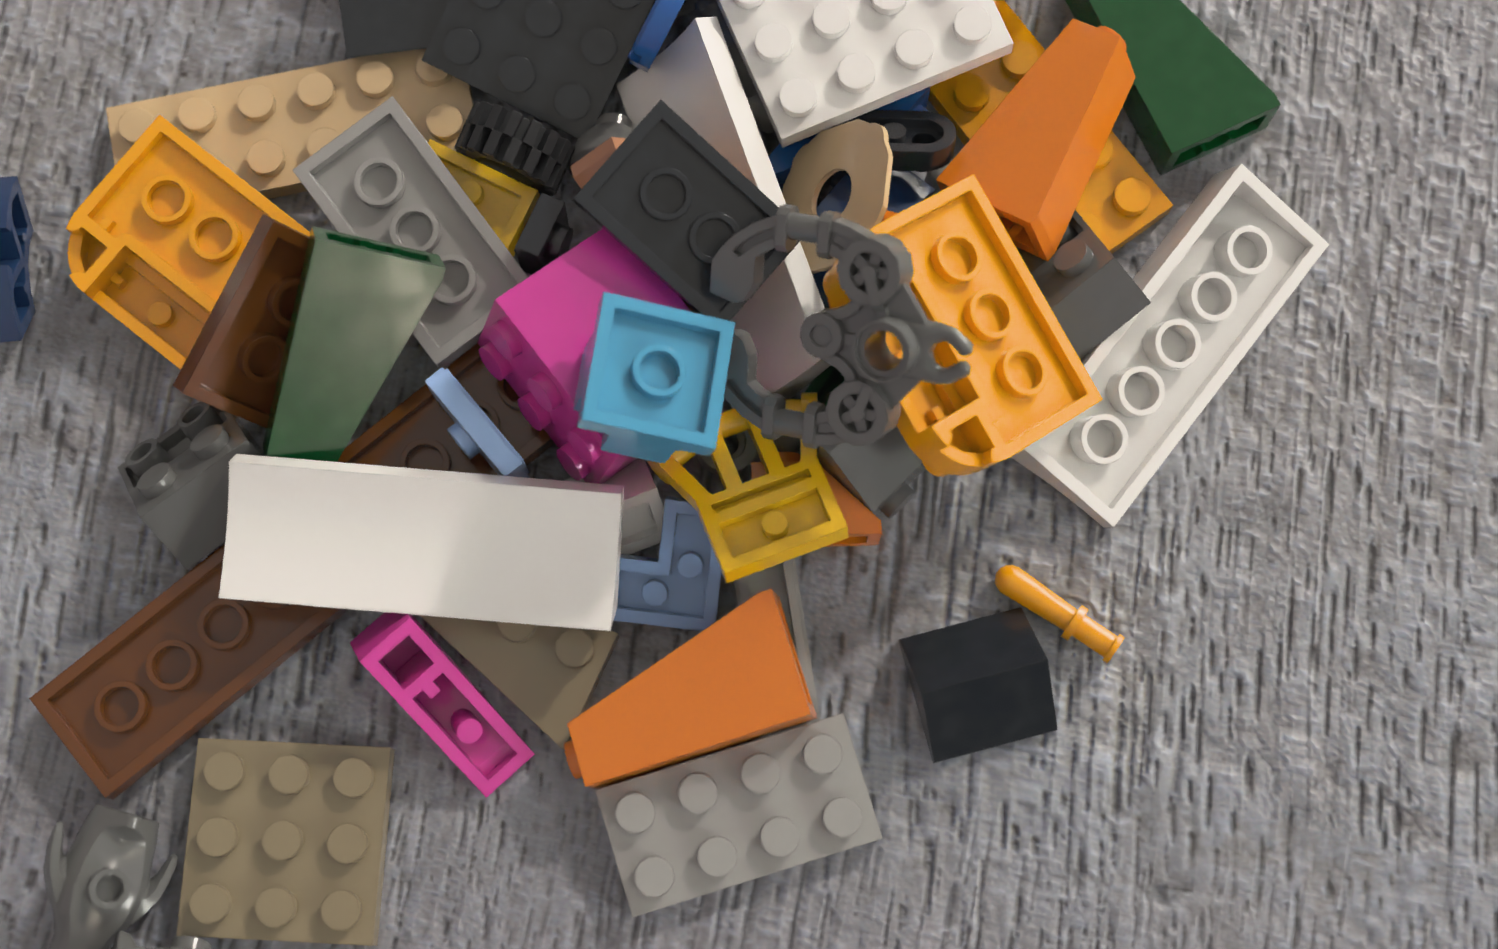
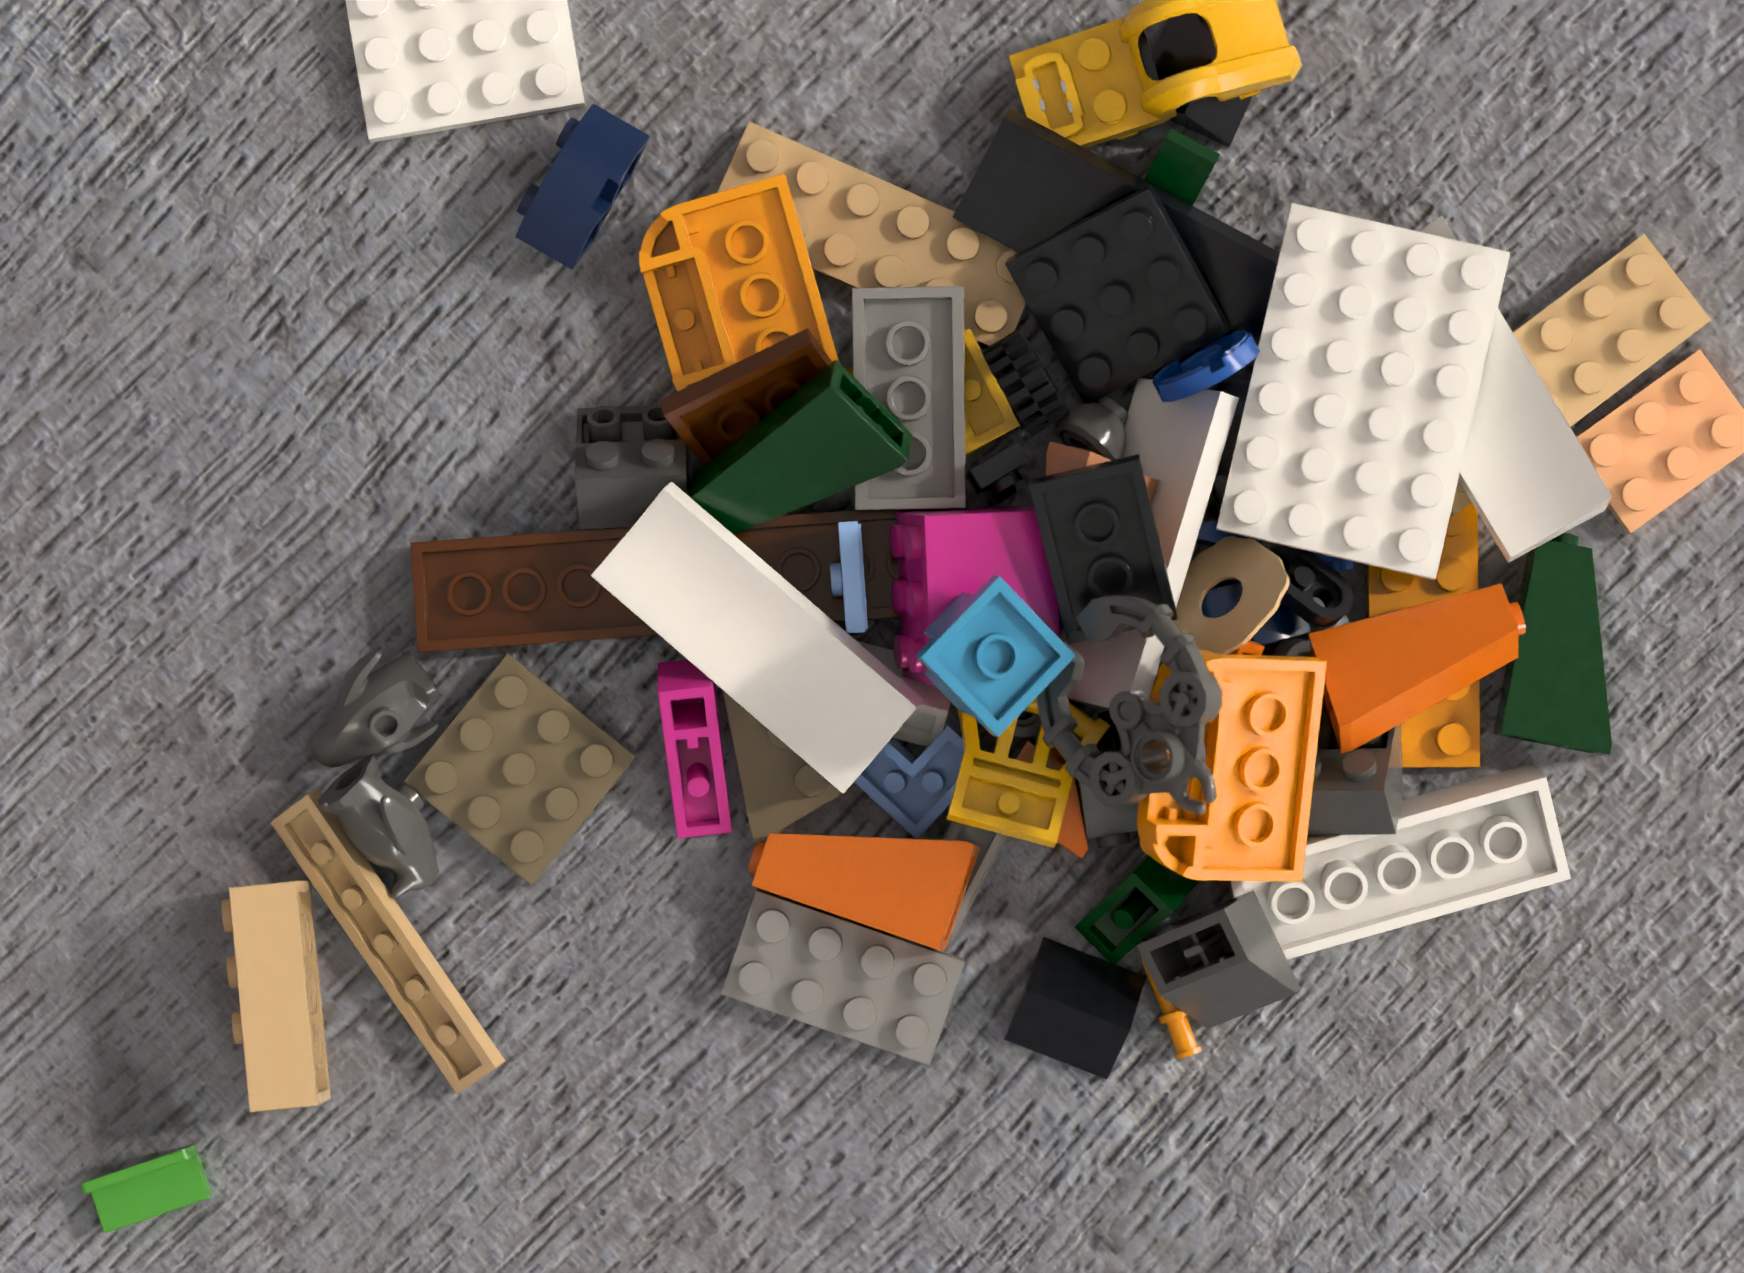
camera: 35 degrees right, 10 degrees up
(964, 543) = (1134, 908): none -> dark green slope
(1082, 537) = (1220, 962): none -> dark grey slope

